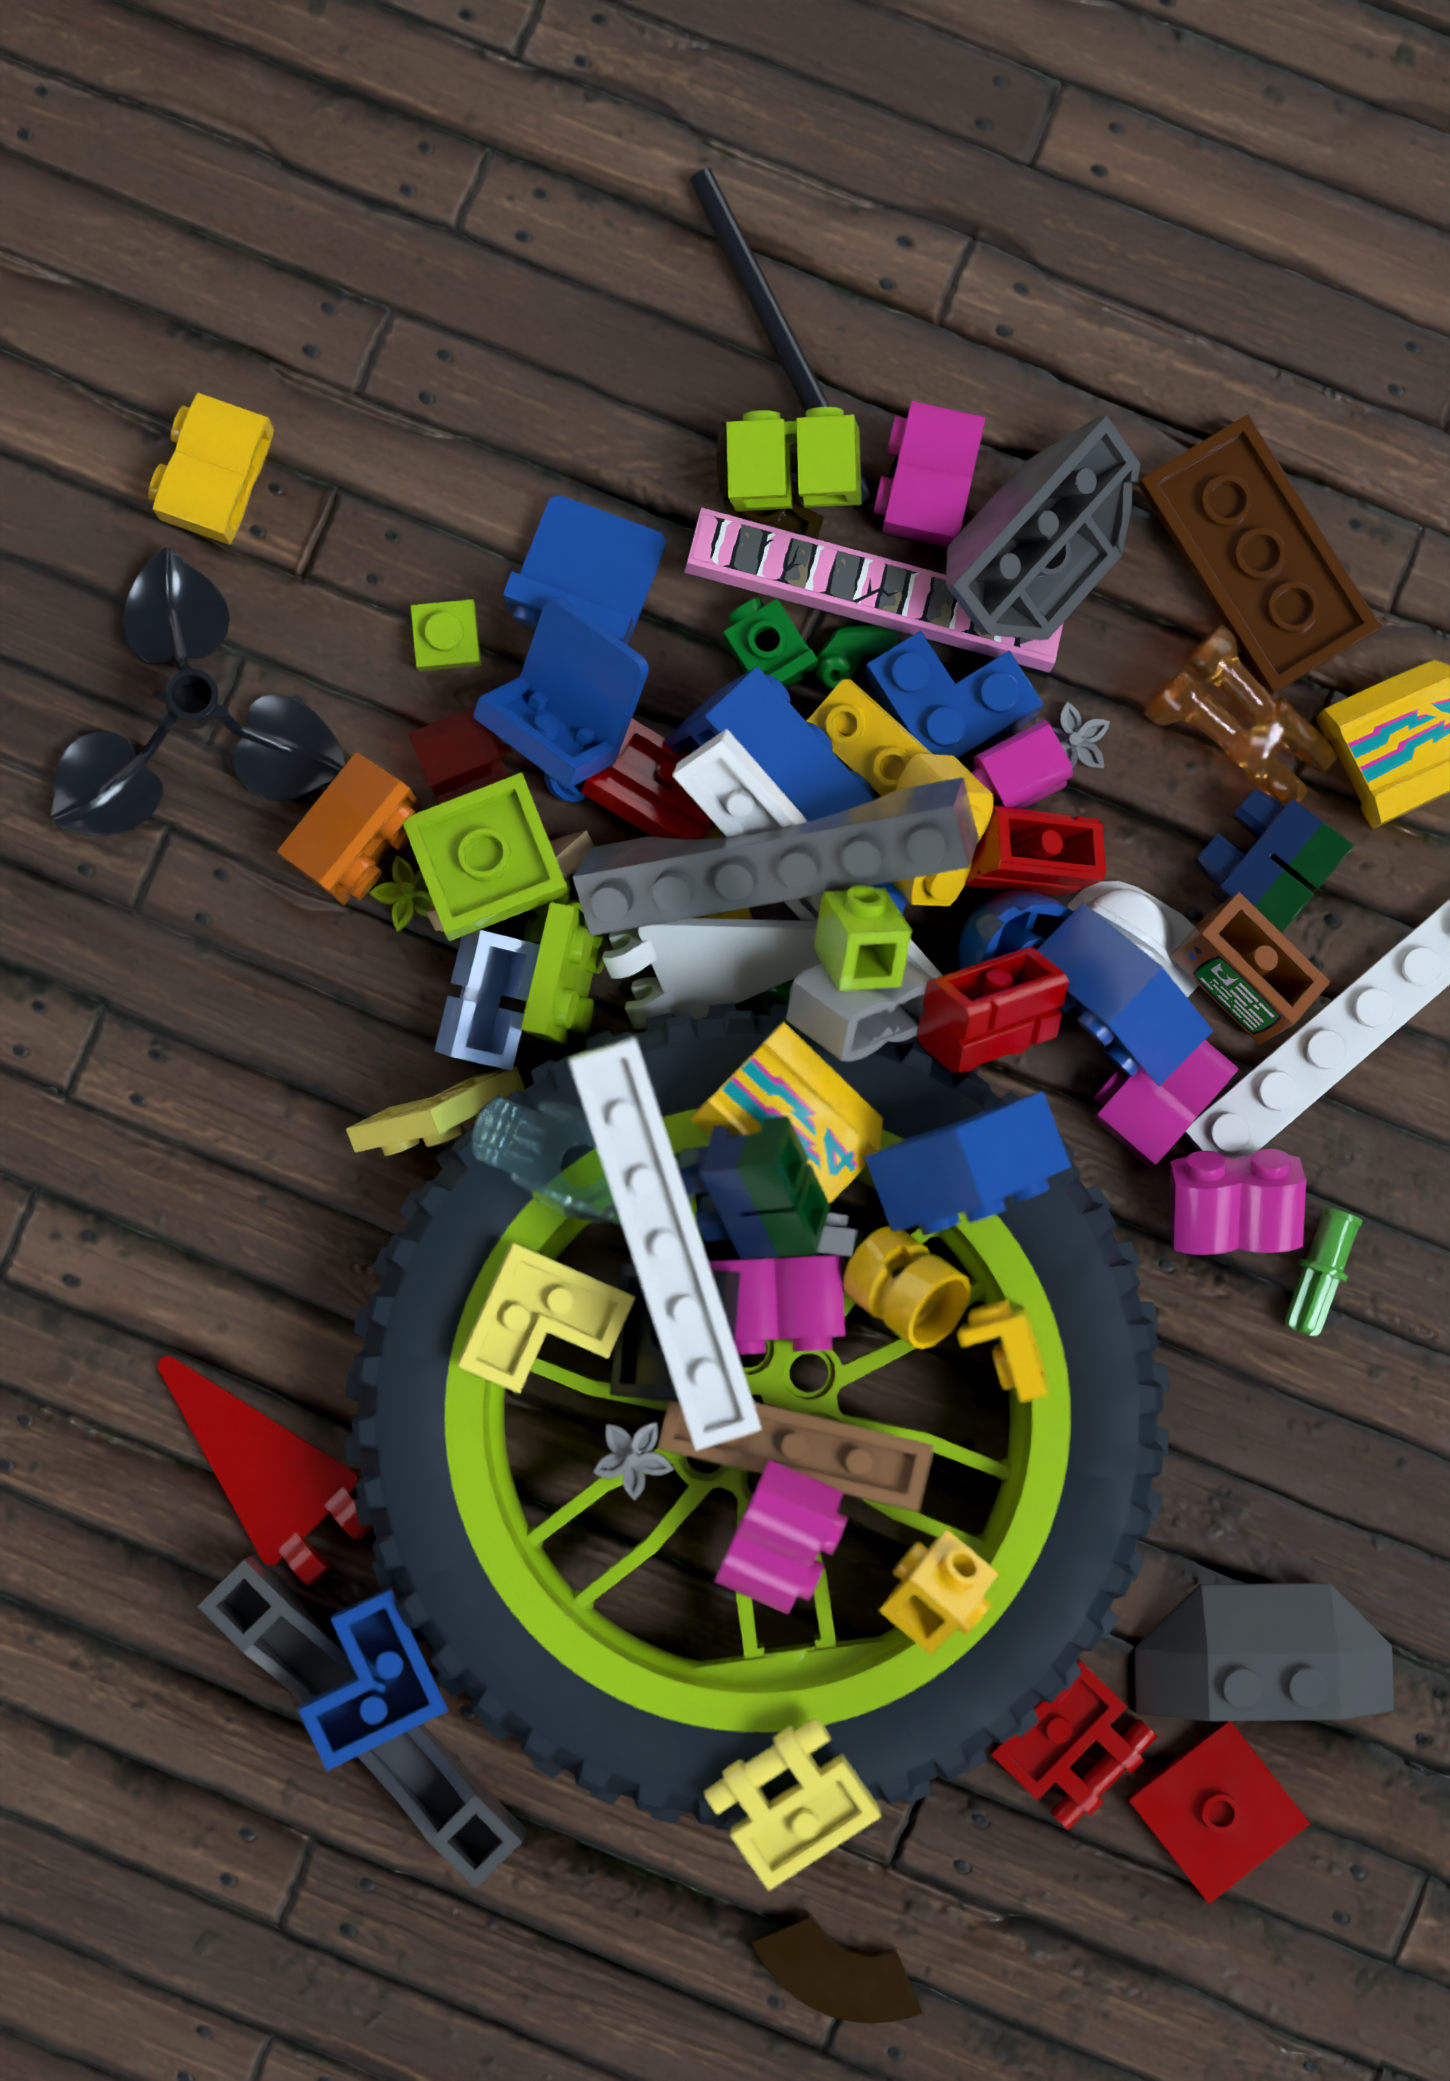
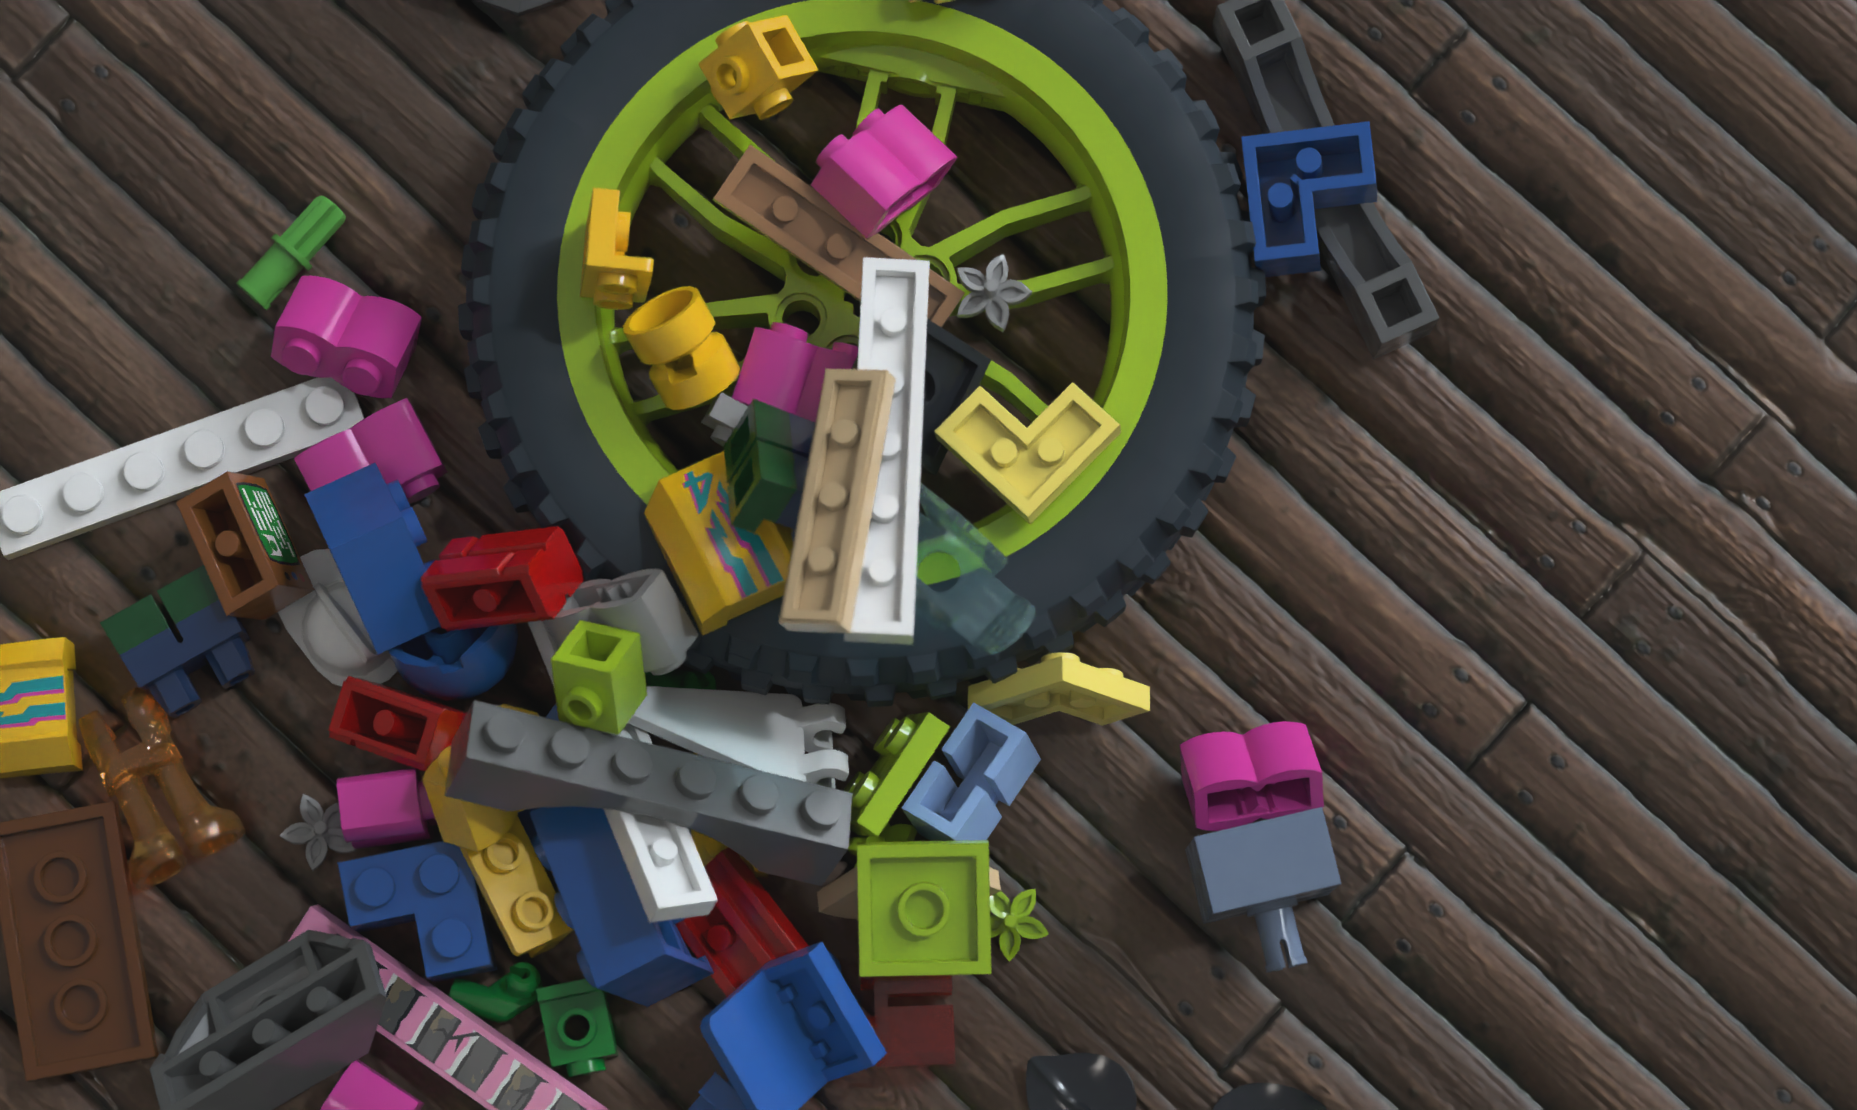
camera: 165 degrees left, 5 degrees down
(183, 1012) = (1263, 874): none -> sand blue brick
(229, 1103) = (1250, 775): none -> dark pink brick
(268, 1472) = (1336, 428): red flag -> none
(351, 829) = (1044, 994): orange slope -> none
(691, 1169) = (837, 501): none -> tan tile
(969, 1166) = (583, 429): blue brick -> none

